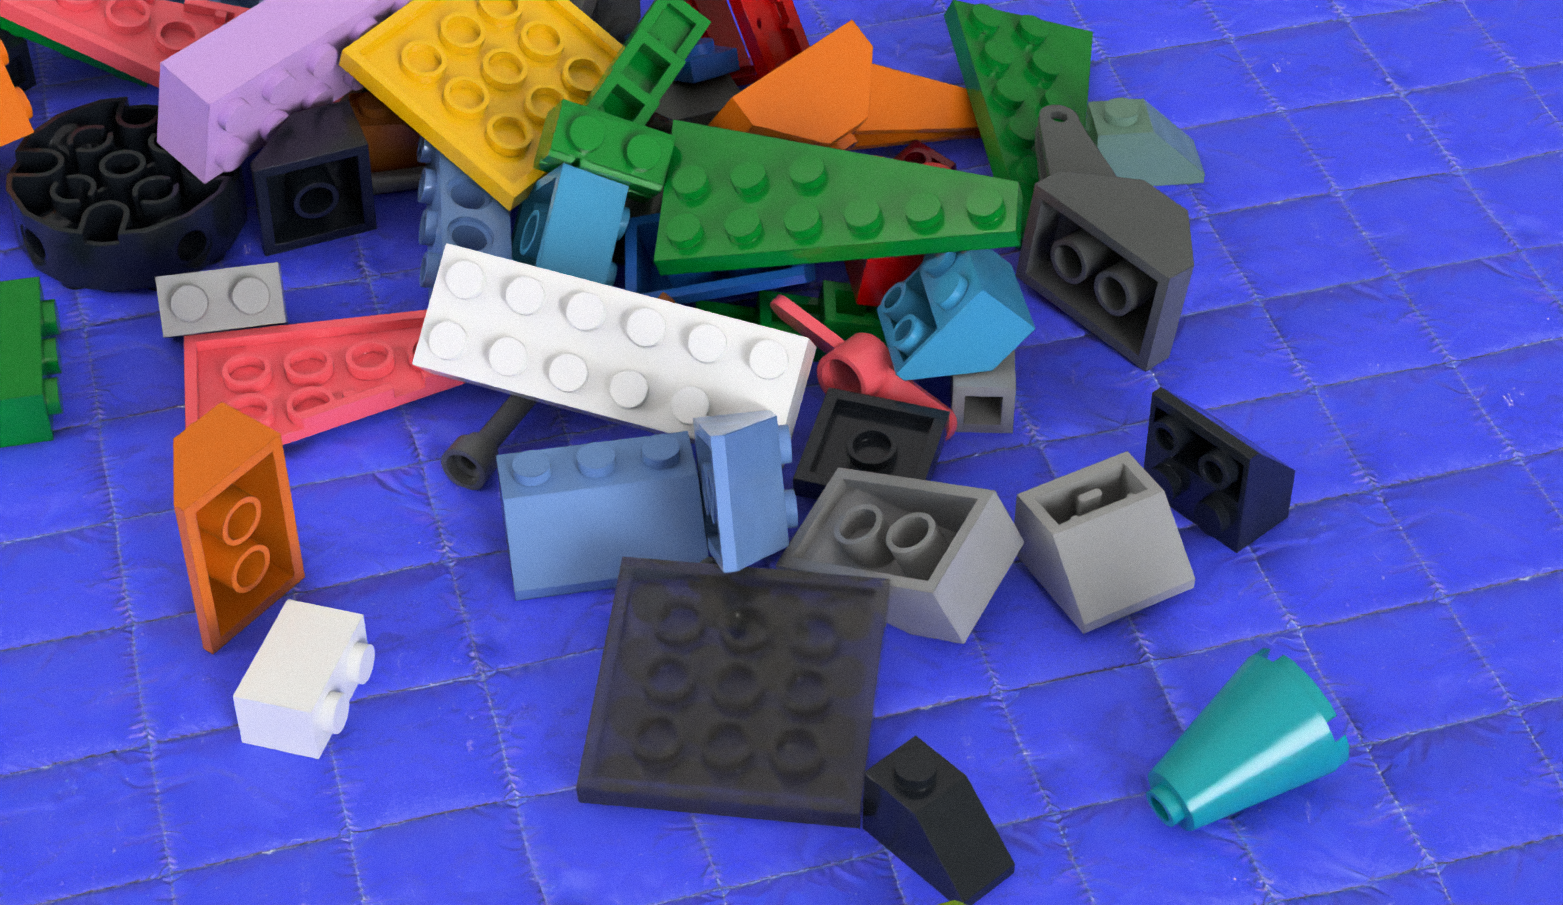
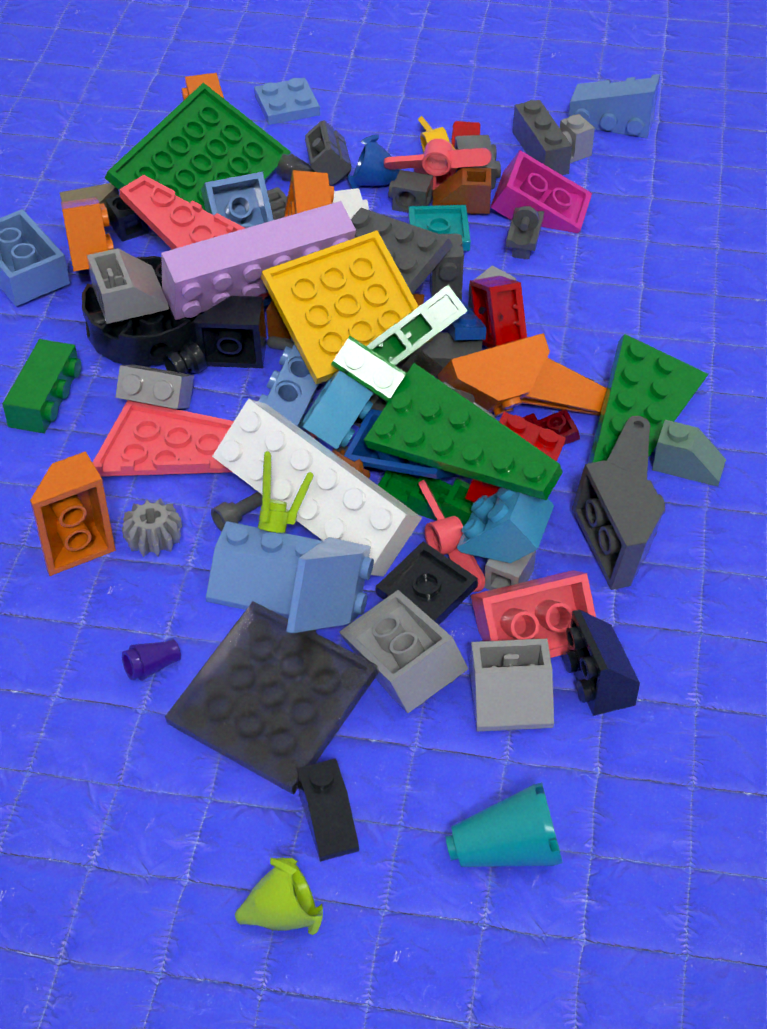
camera: 25 degrees right, 5 degrees up
(87, 152) = (125, 286): none -> light grey slope
(249, 241) = (186, 360): none -> black wheel
(303, 679) = (74, 607): white brick -> none
(357, 515) = (152, 527): none -> light grey gear
(483, 714) = (148, 658): none -> dark purple cone
(573, 413) = (273, 512): none -> lime plant
(1062, 425) = (534, 609): none -> coral slope

